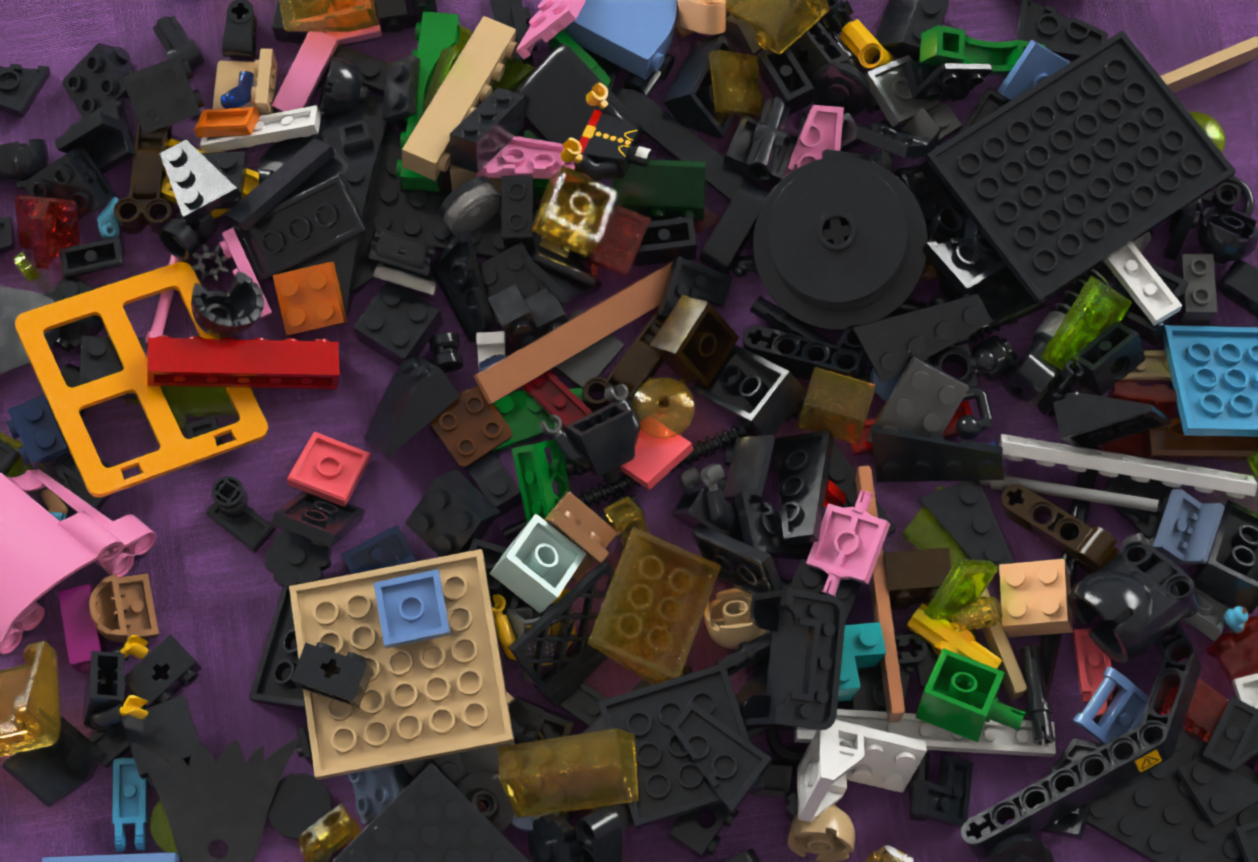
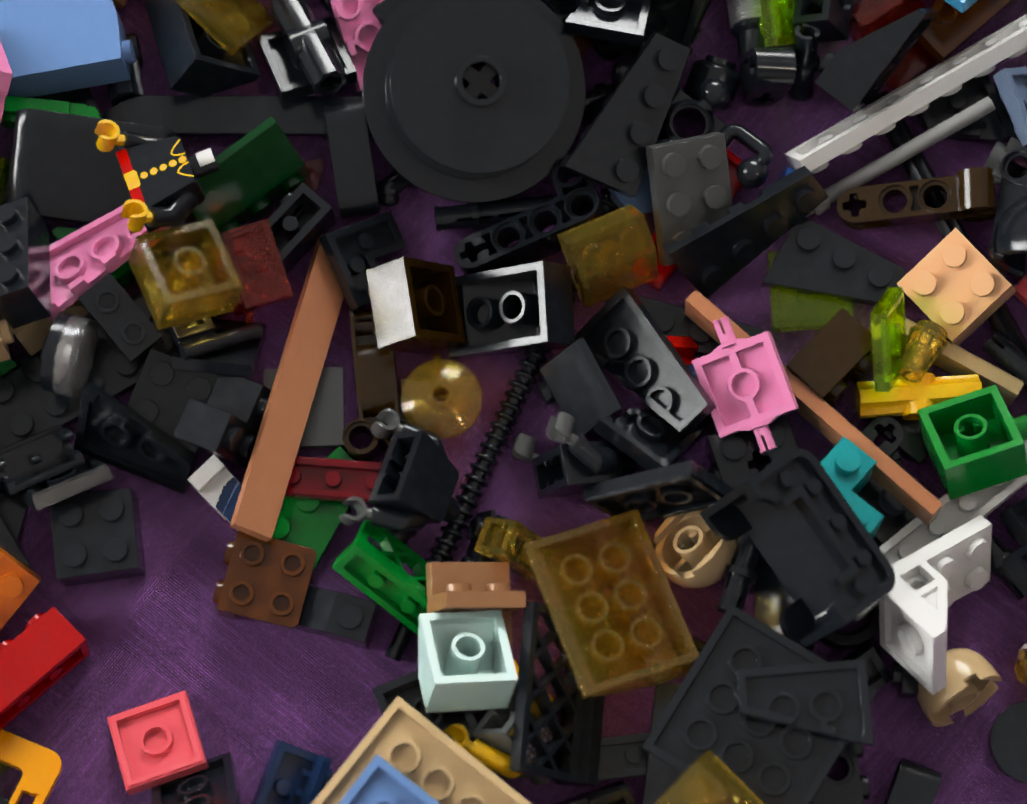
camera: 40 degrees left, 5 degrees up
(410, 403) = (185, 610): black slope -> none
(445, 352) = (171, 524): black wheel -> none
(452, 515) = (330, 686): black brick -> none
(655, 458) = (479, 455): coral tile -> none

